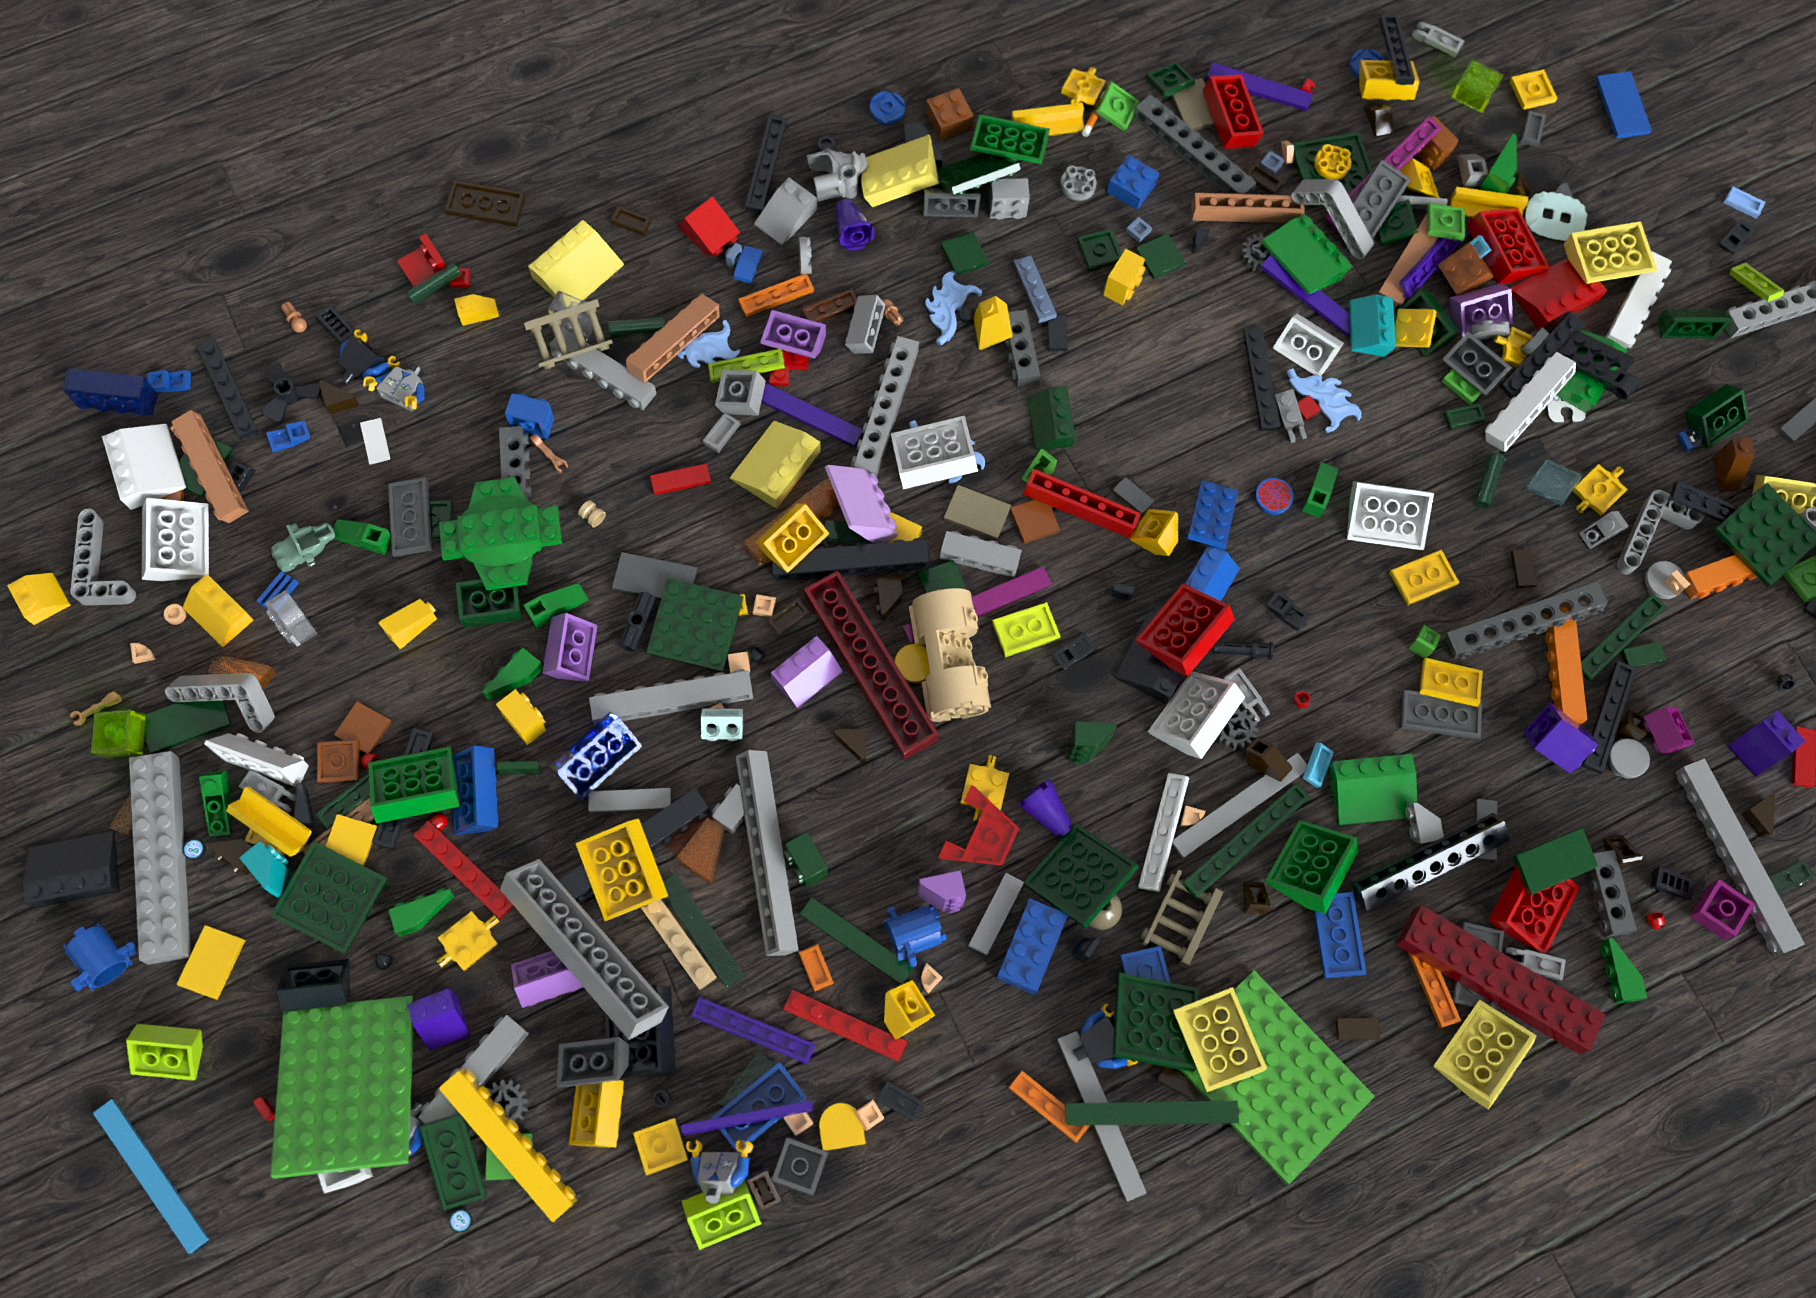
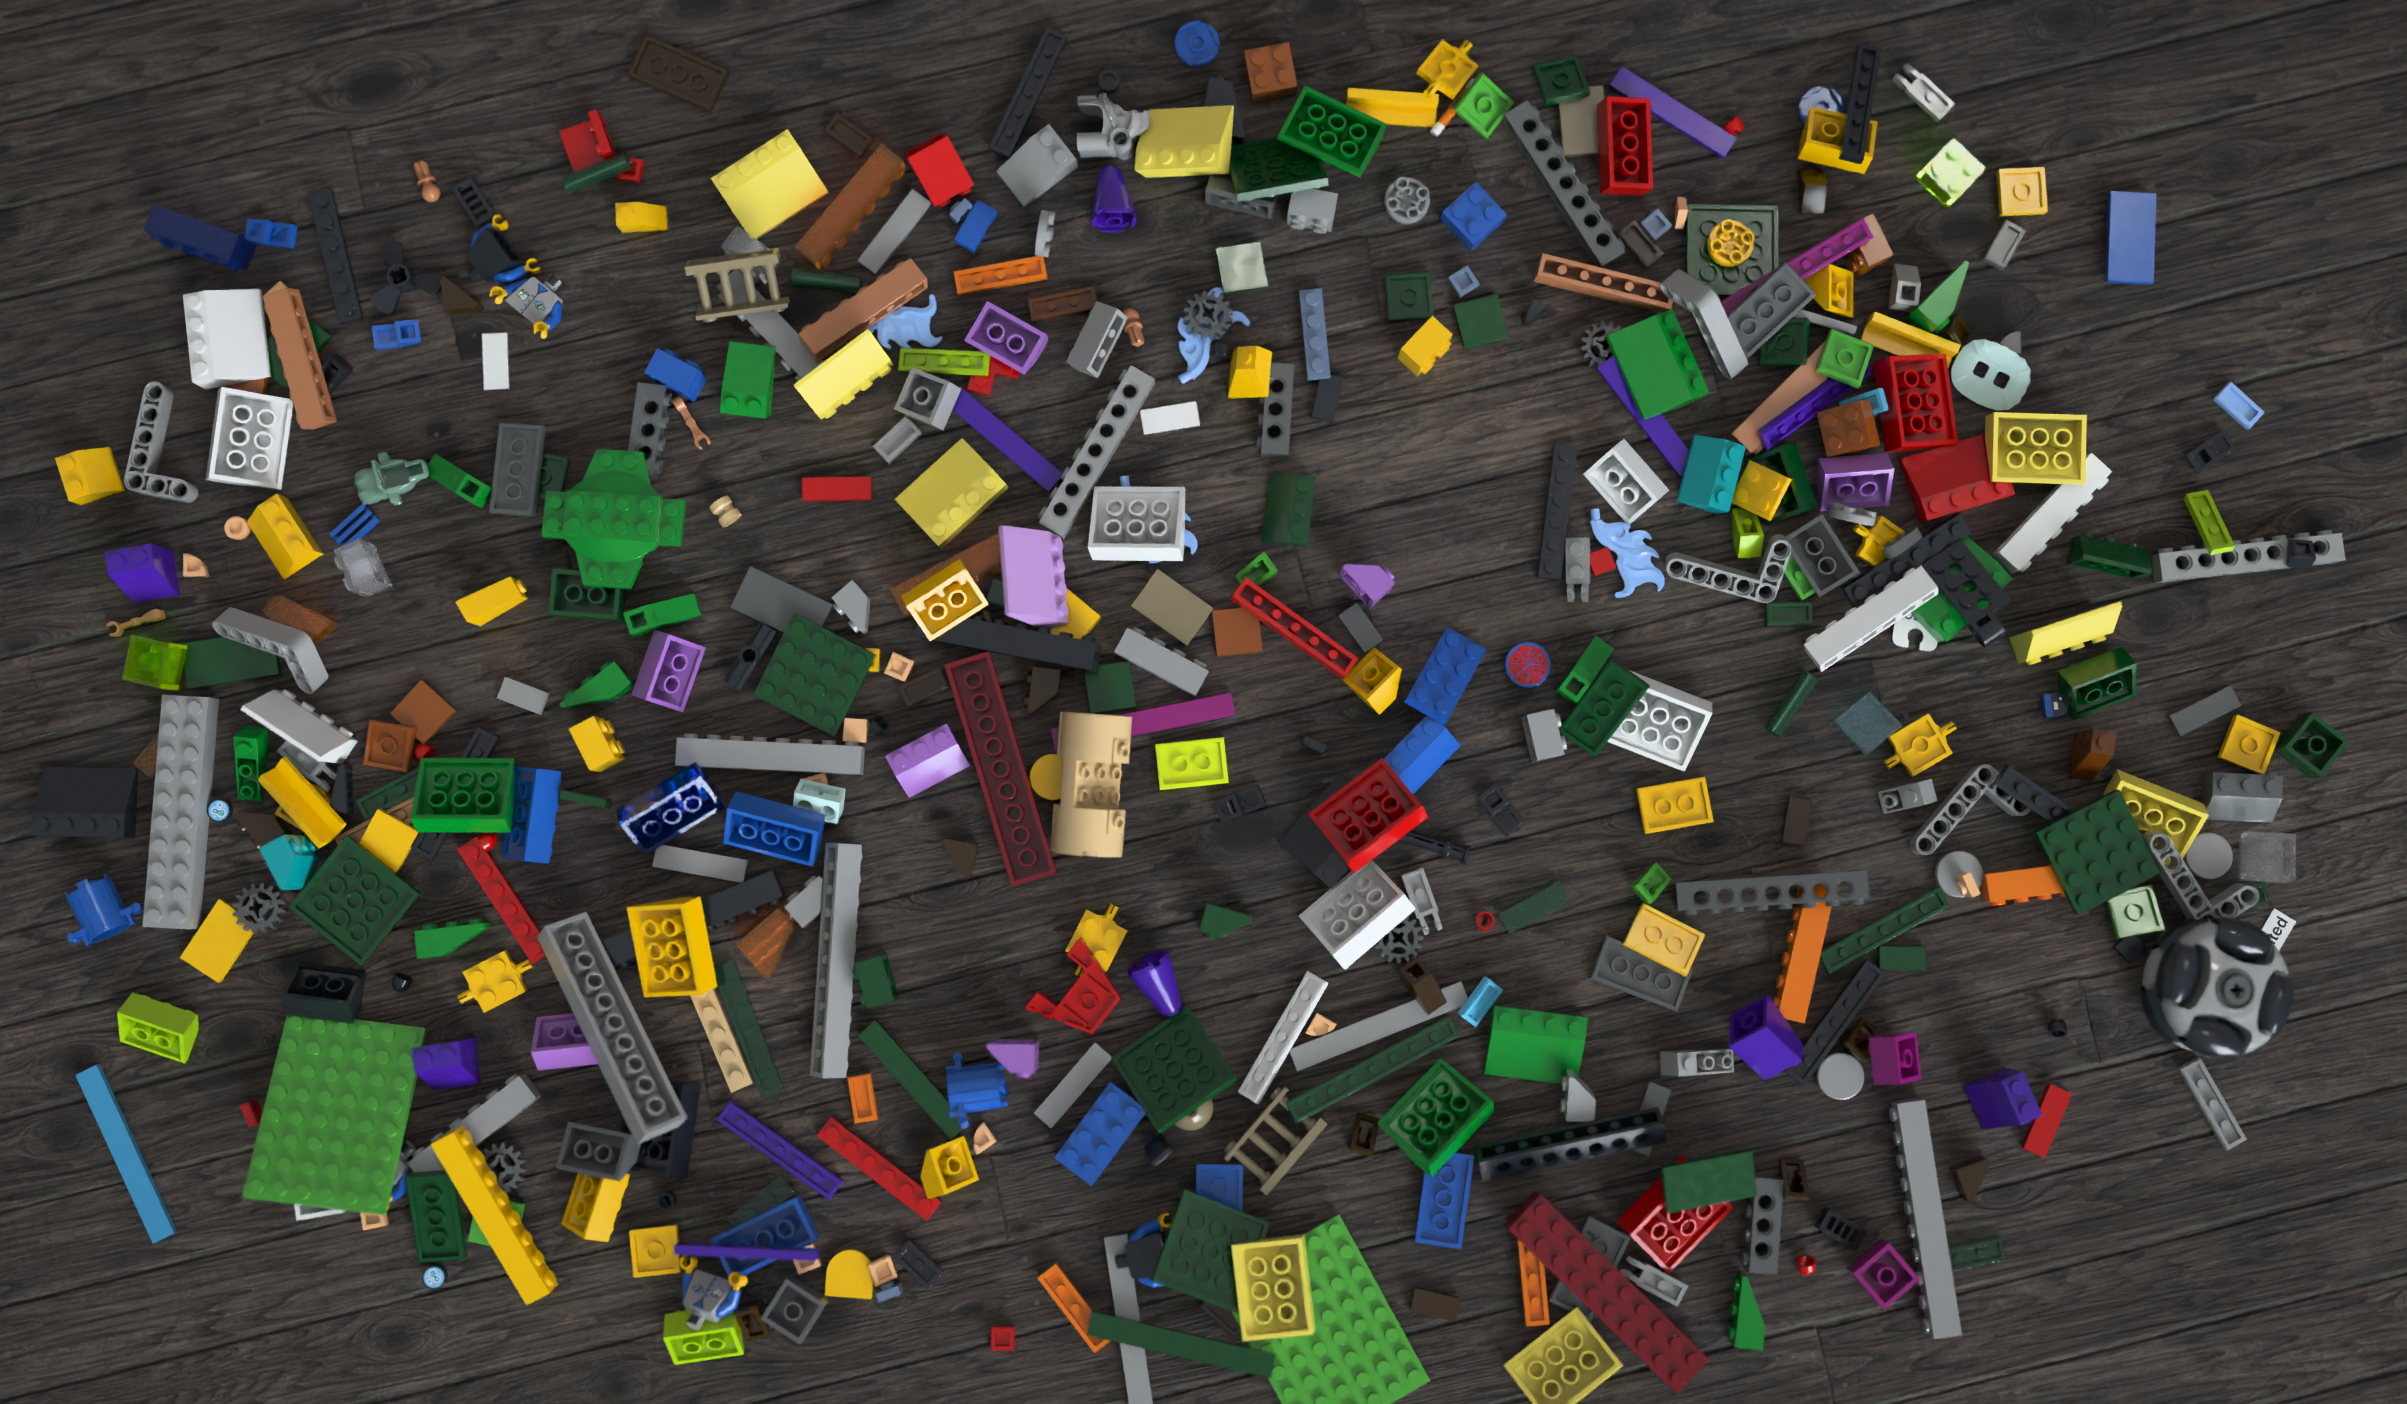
camera: 20 degrees right, 15 degrees up
(98, 661) = (144, 572): none -> dark purple slope
(253, 924) = (249, 910): none -> dark grey gear
(393, 1178) = (372, 1221): none -> light nougat tile
(447, 696) = (523, 695): none -> light grey tile
(590, 408) = (748, 380): none -> green slope
(644, 269) = (850, 207): none -> clear orange brick
(668, 386) = (844, 375): none -> light yellow slope
(683, 282) = (894, 232): none -> light grey tile
(689, 752) = (774, 828): none -> blue brick
(714, 562) = (855, 605): none -> light grey slope
(880, 1131) = (889, 1290): none -> sand blue plate
(937, 373) = (1170, 417): none -> white sticker
(948, 289) = (1215, 309): none -> dark grey gear
(991, 1151) = (1002, 1337): none -> red tile
(1130, 453) = (1367, 582): none -> medium lavender slope
(1305, 542) = (1543, 735): none -> light grey brick
(1337, 681) = (1533, 907): none -> clear green tile
(1346, 511) = (1603, 707): none -> dark green tile
(1413, 363) = (1746, 533): none -> lime slope
(1413, 395) = (1733, 575): none -> light grey beam
(1509, 773) = (1696, 1062): none -> light grey slope
(1682, 380) = (2066, 633): none -> light yellow slope

